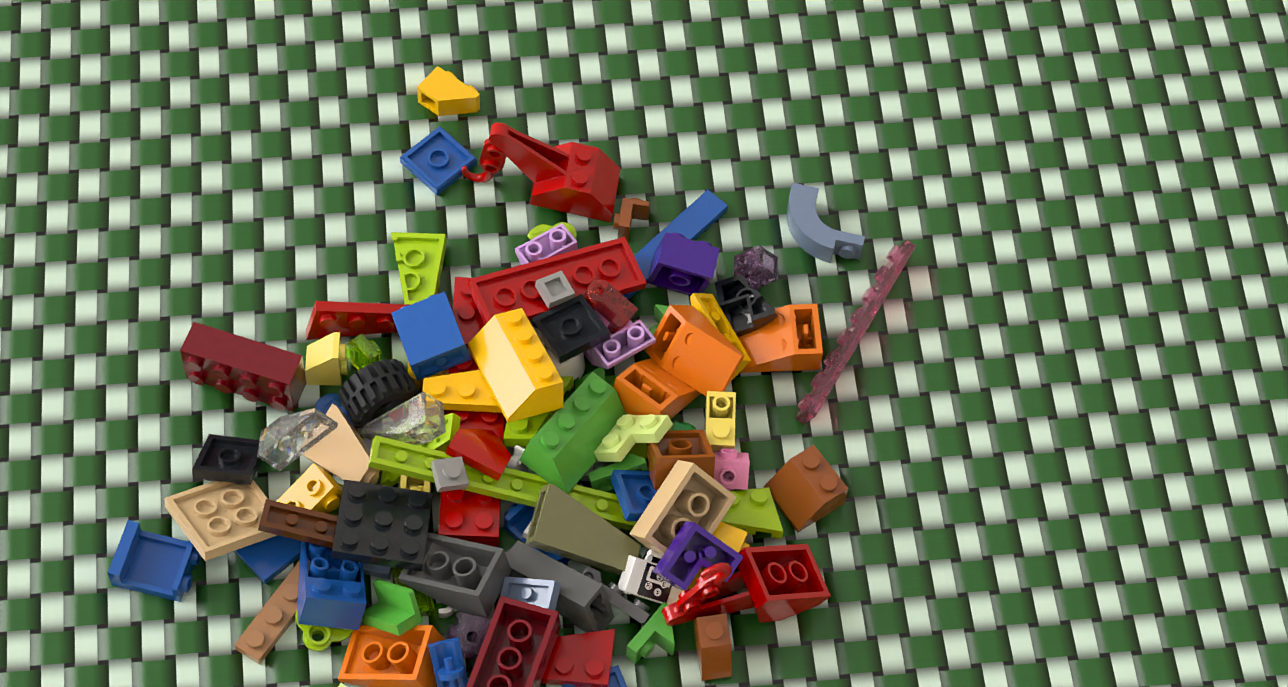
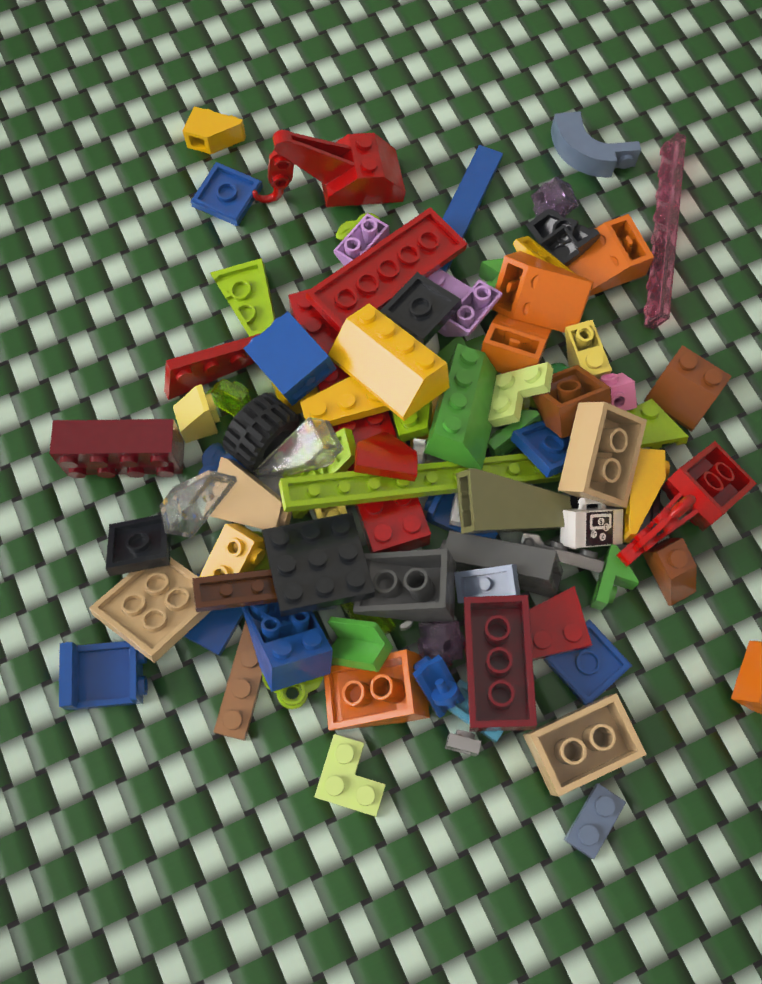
camera: 15 degrees left, 10 degrees up
(449, 474) = (367, 492): light grey plate -> none
(554, 289) = (391, 275): light grey plate -> none
(610, 304) = (447, 273): clear red leg -> none
(630, 209) = (419, 185): dark orange bracket -> none
(683, 264) = (493, 216): dark purple brick -> none
(693, 550) = (635, 491): dark purple brick -> none

